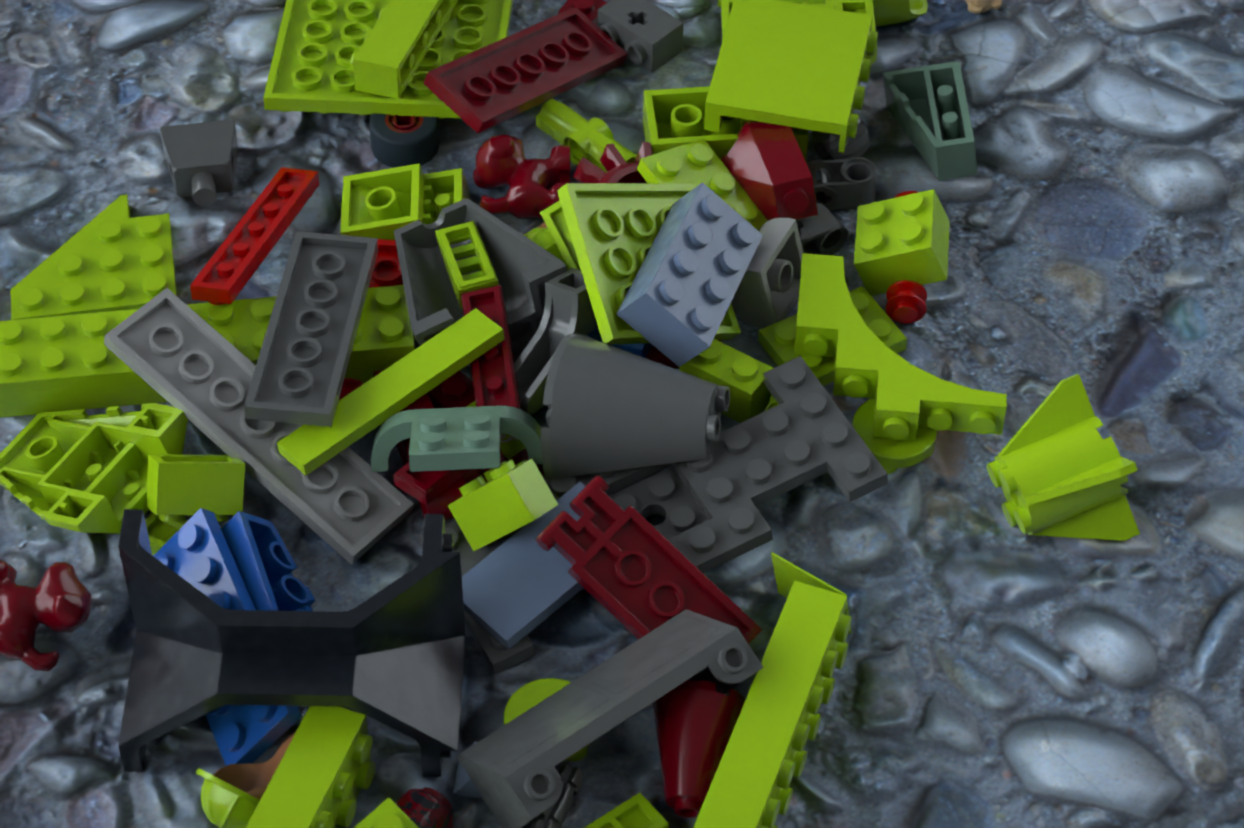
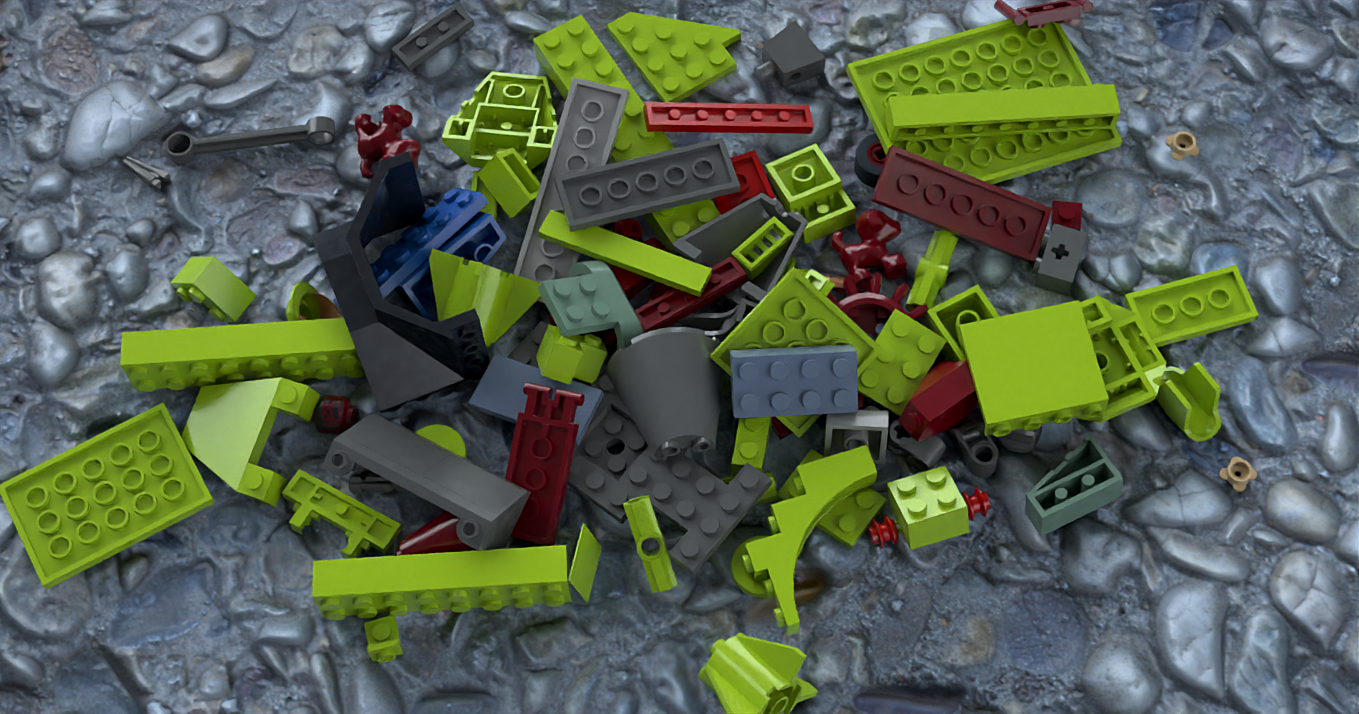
camera: 70 degrees right, 15 degrees up
(350, 558) = (469, 284): none -> lime brick
(821, 512) = (657, 561): none -> lime piece

